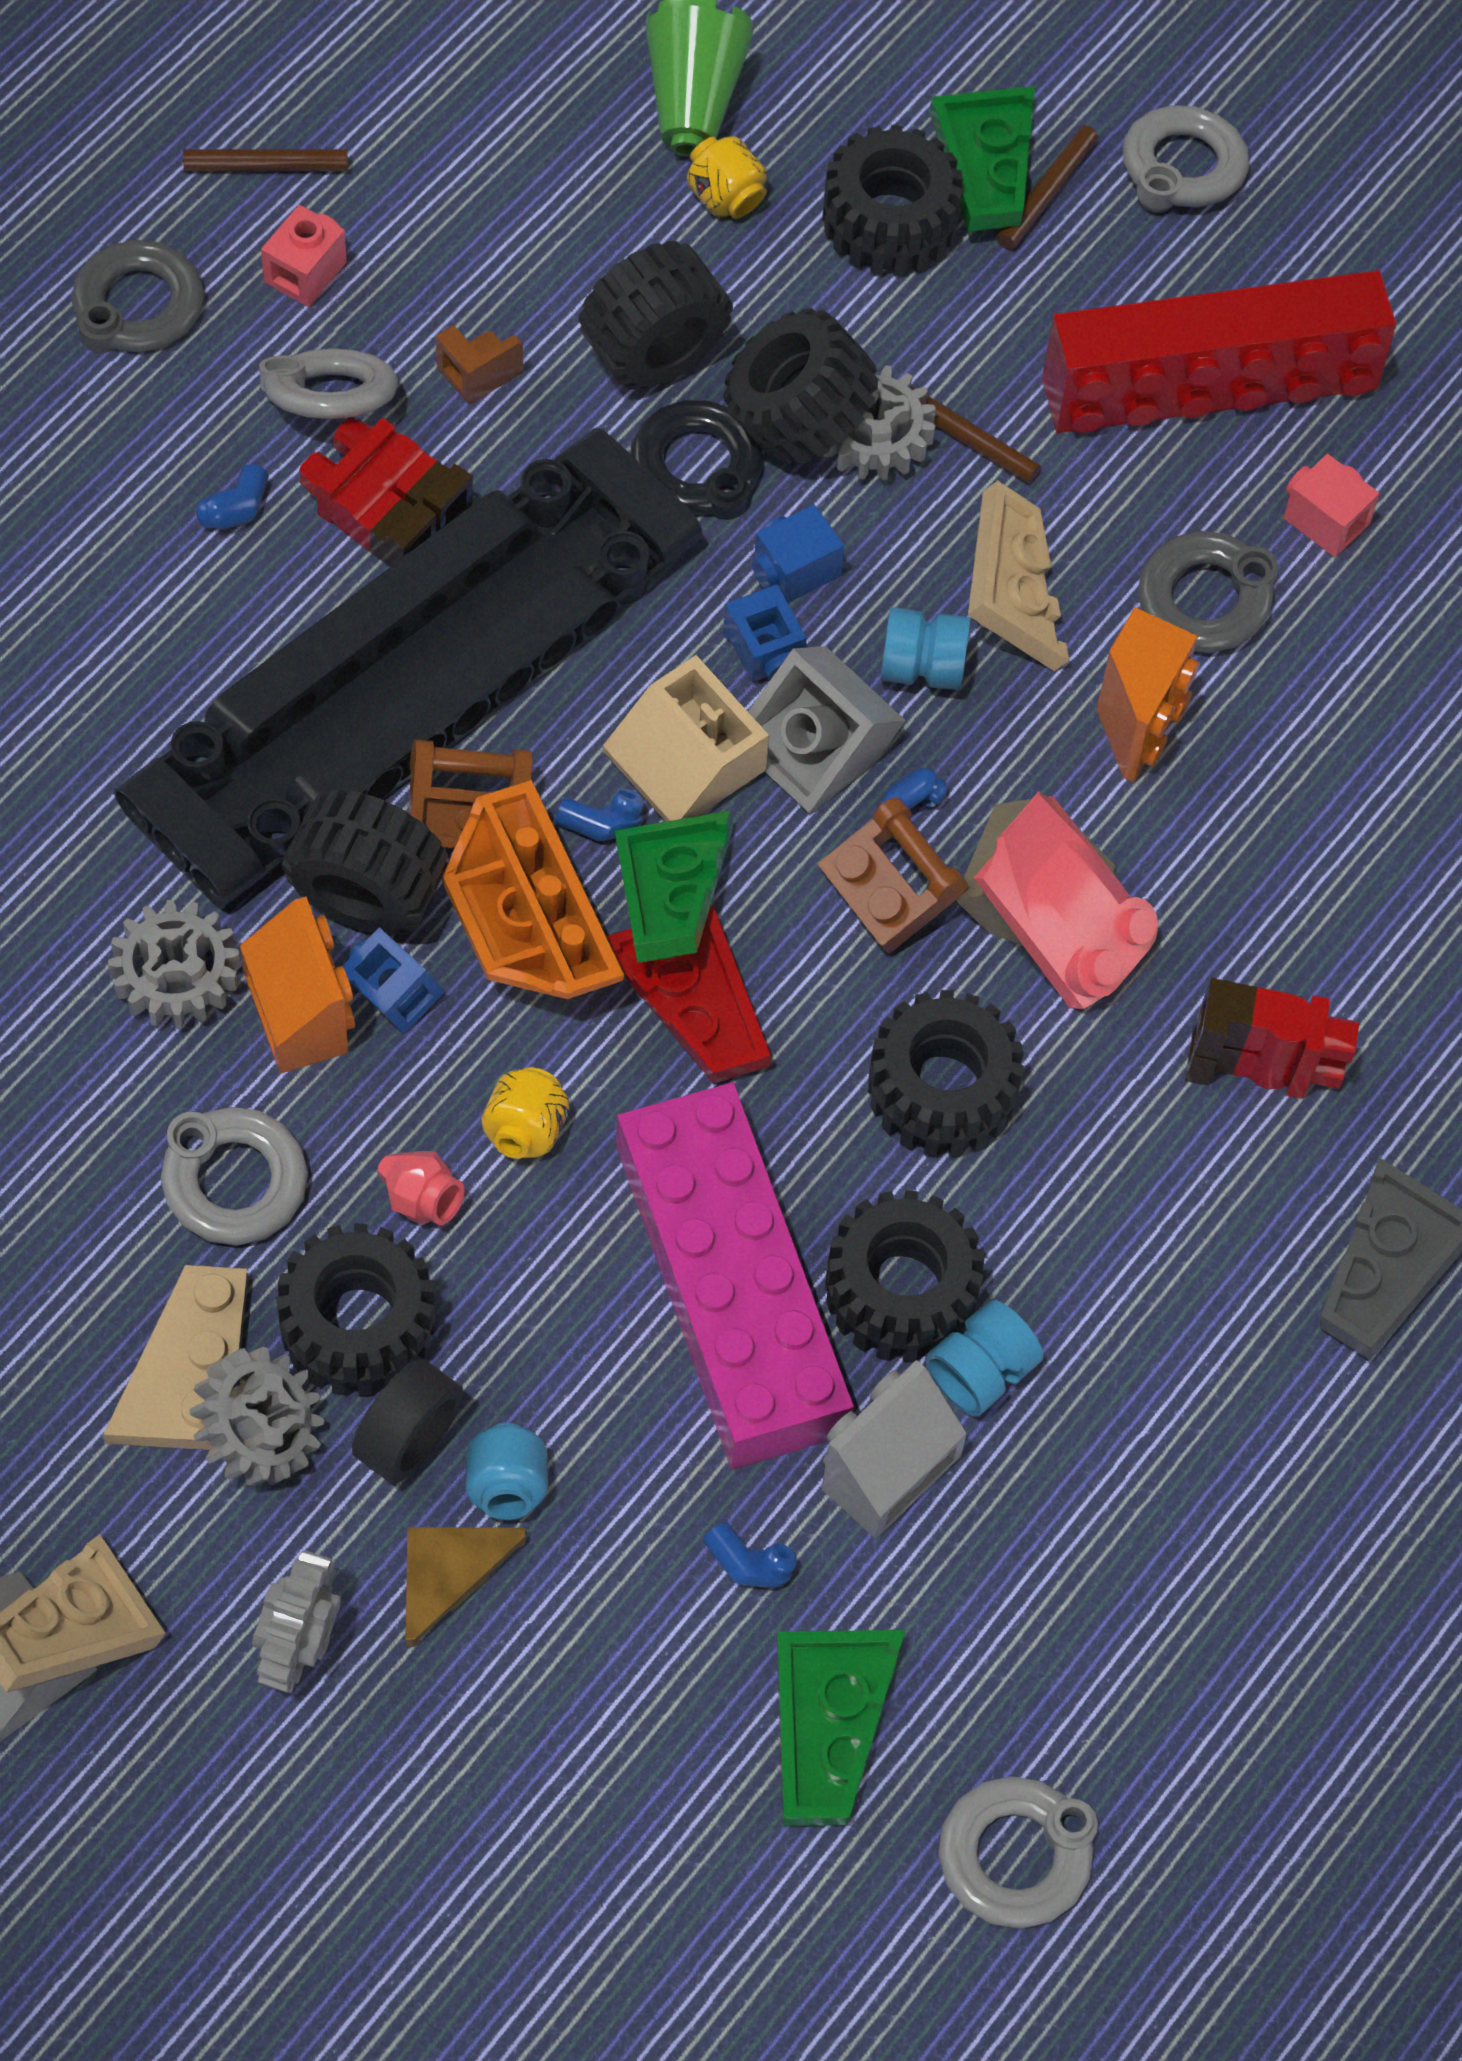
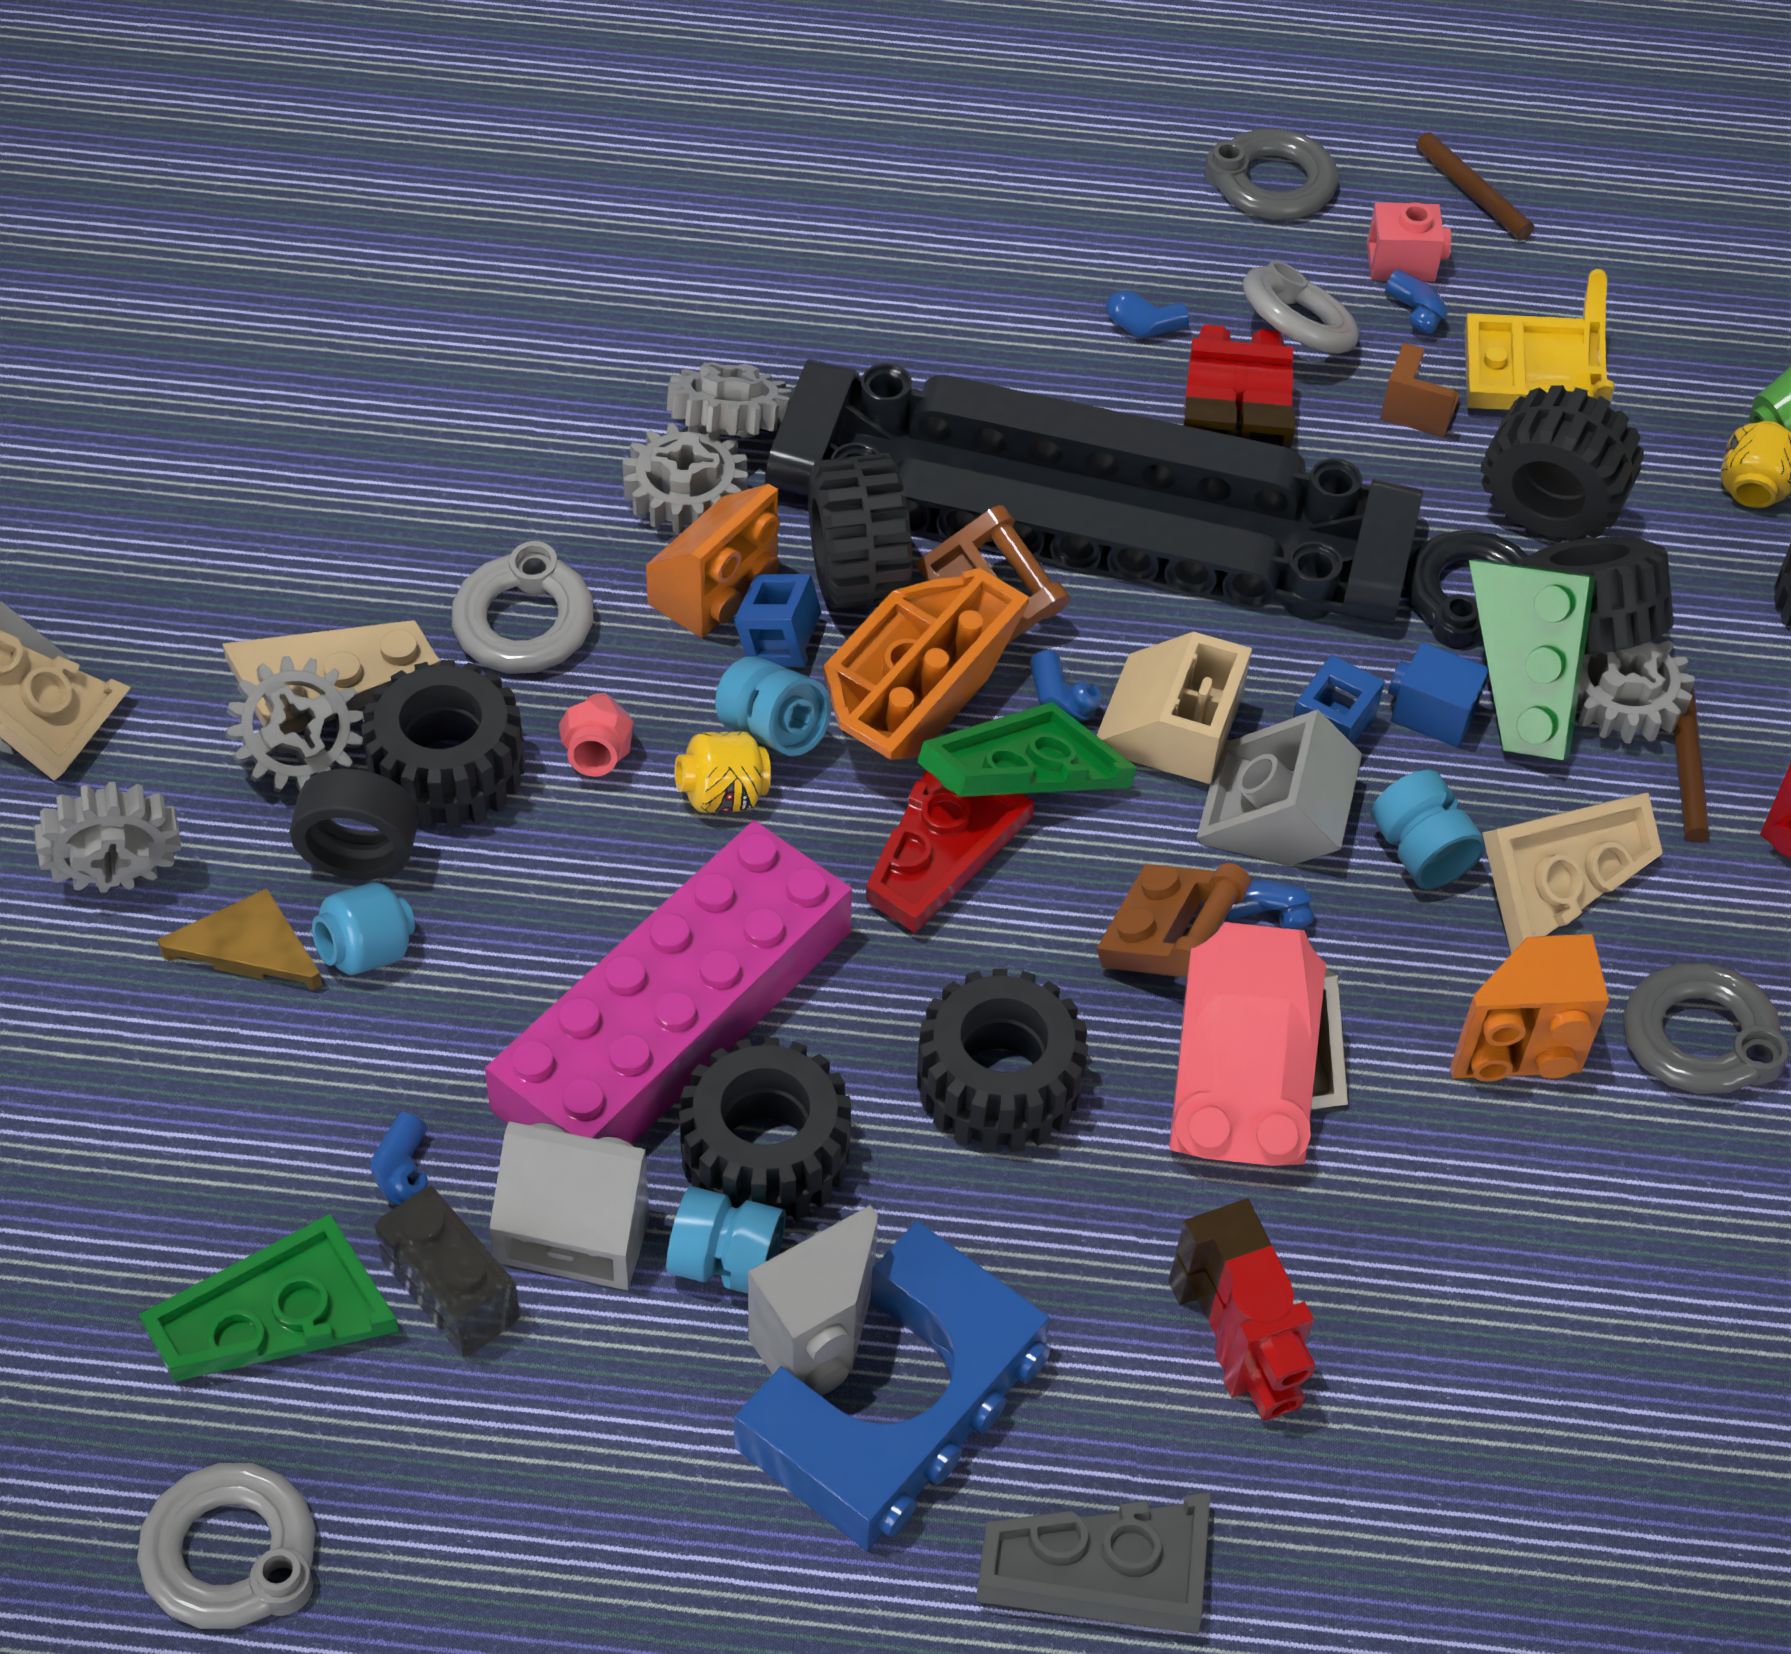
camera: 60 degrees right, 10 degrees down
(115, 878) = (728, 399): none -> light grey gear
(369, 285) = (1422, 297): none -> blue arm
(487, 1038) = (773, 705): none -> dark azure wheel
(507, 250) = (1521, 353): none -> yellow piece
(832, 462) = (1534, 651): none -> wing
(885, 1571) = (447, 1271): none -> clear smoke brick
(1096, 1322) = (814, 1302): none -> light grey slope
(1179, 1233) = (869, 1472): none -> blue arch

